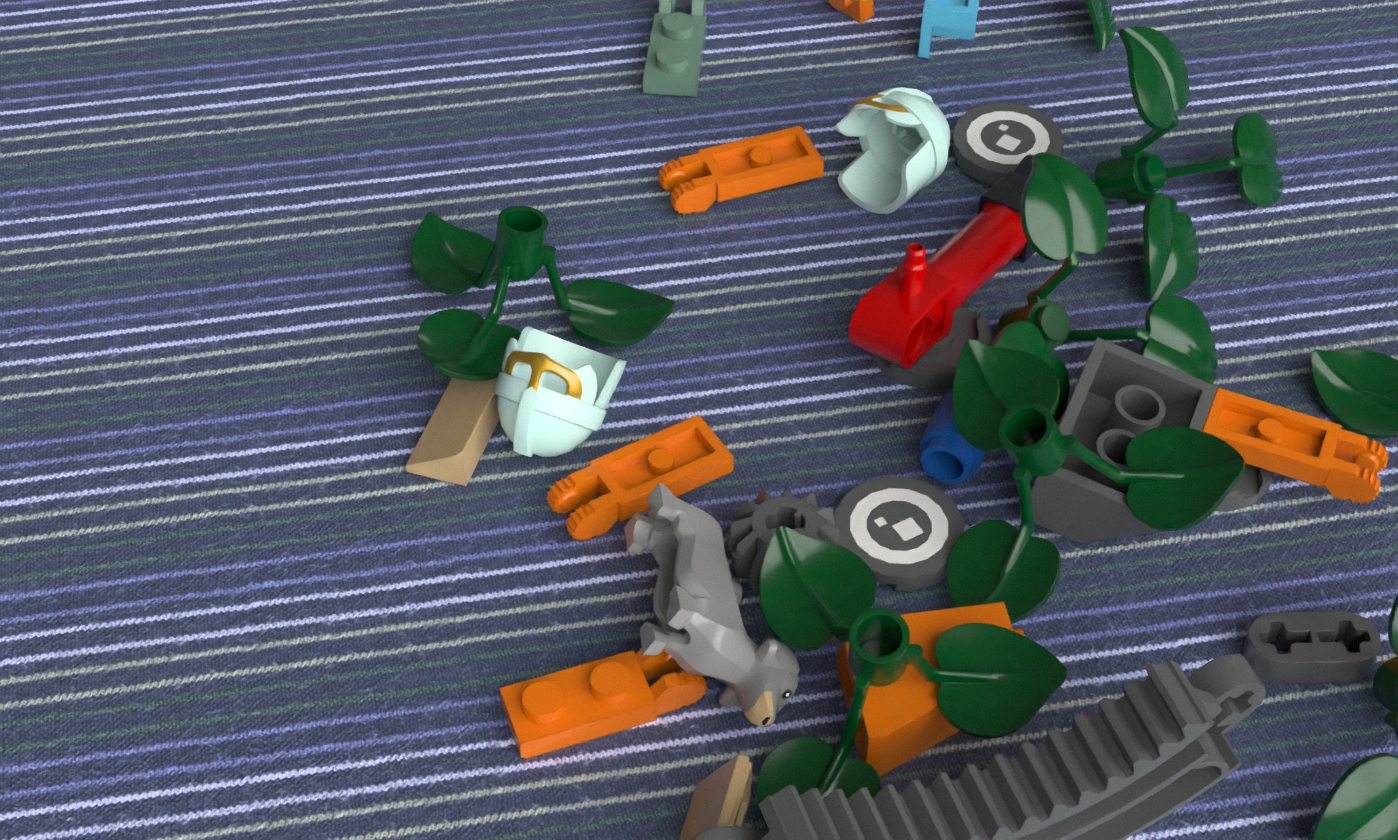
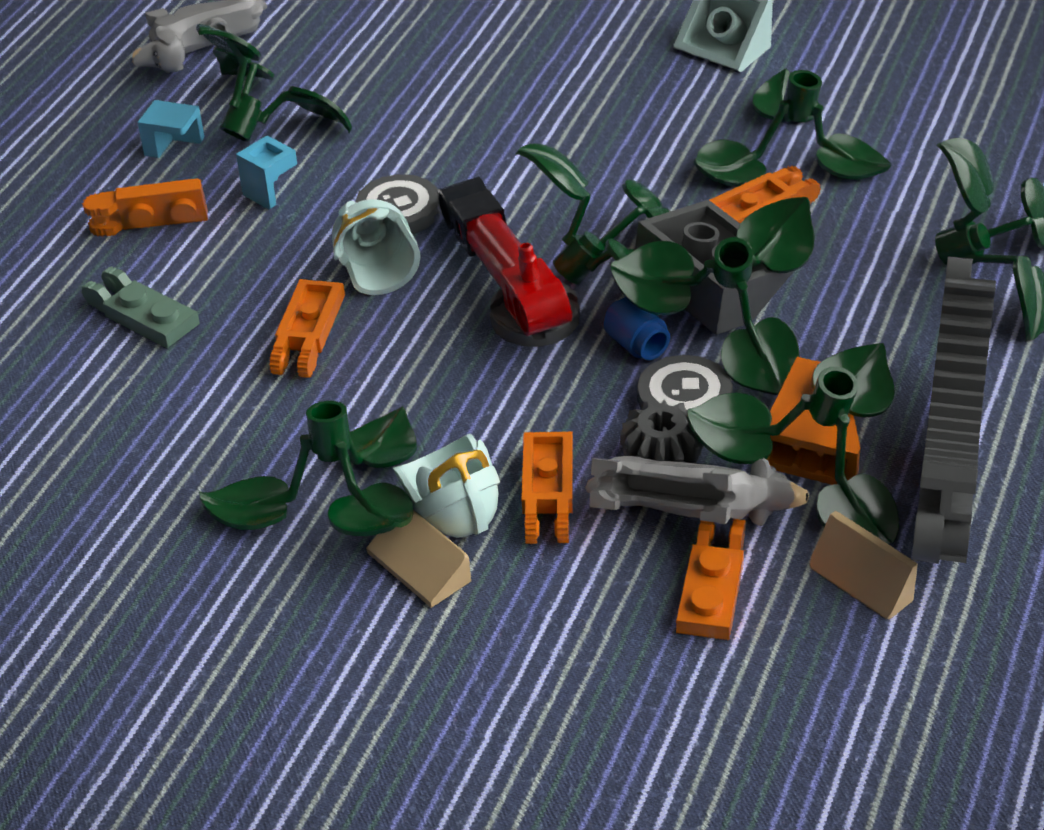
camera: 55 degrees left, 5 degrees down
(1169, 237) = (493, 158): dark green plant -> none
(1311, 647) = (894, 269): flat silver beam -> none

